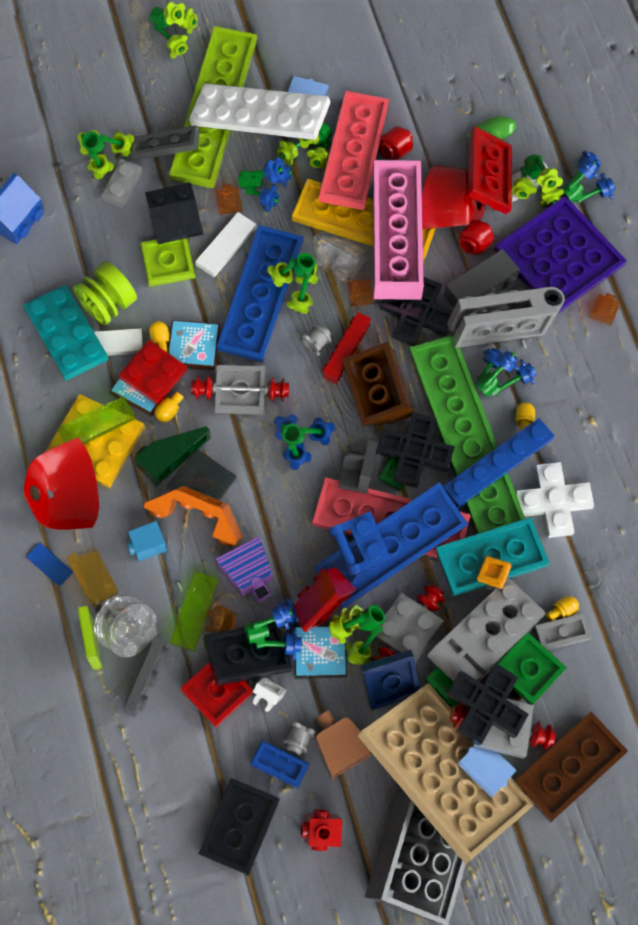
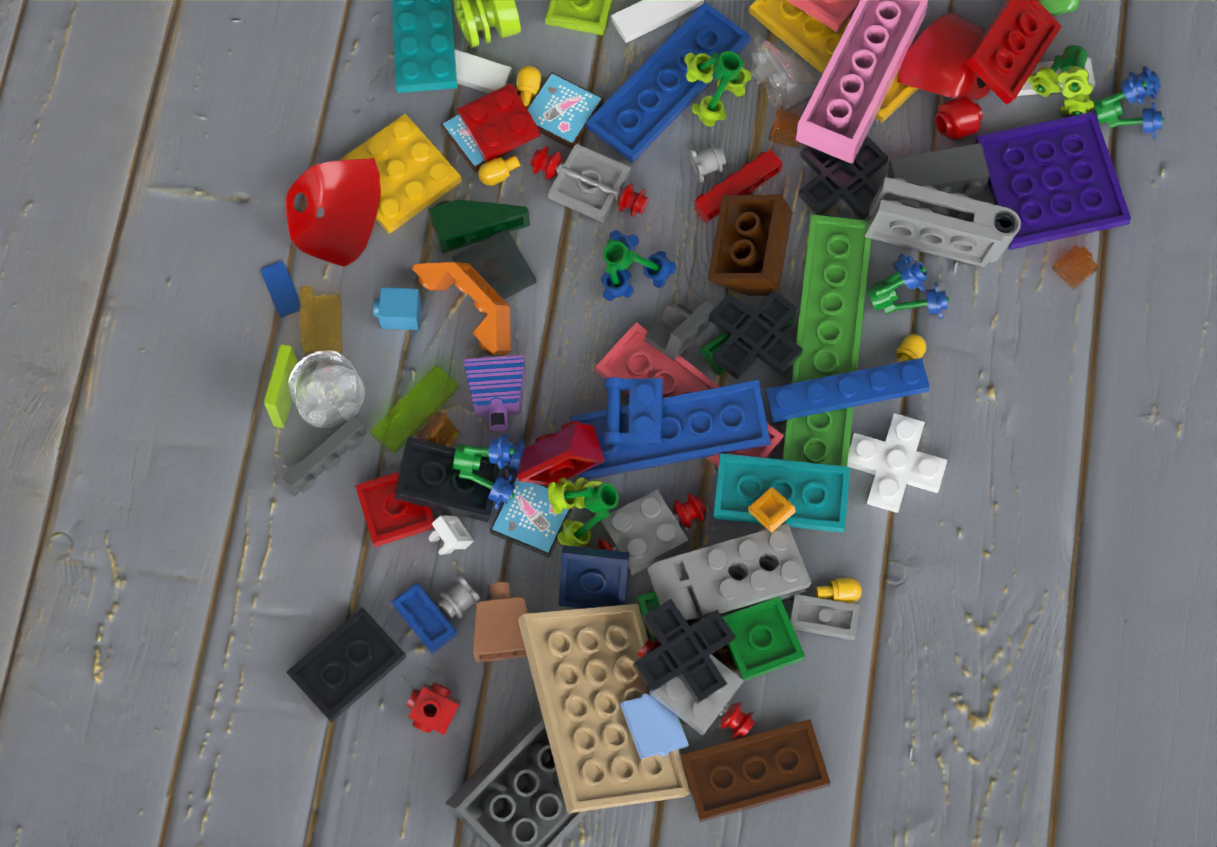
camera: 30 degrees right, 0 degrees up
(98, 422) = (409, 152): clear neon green tile -> none

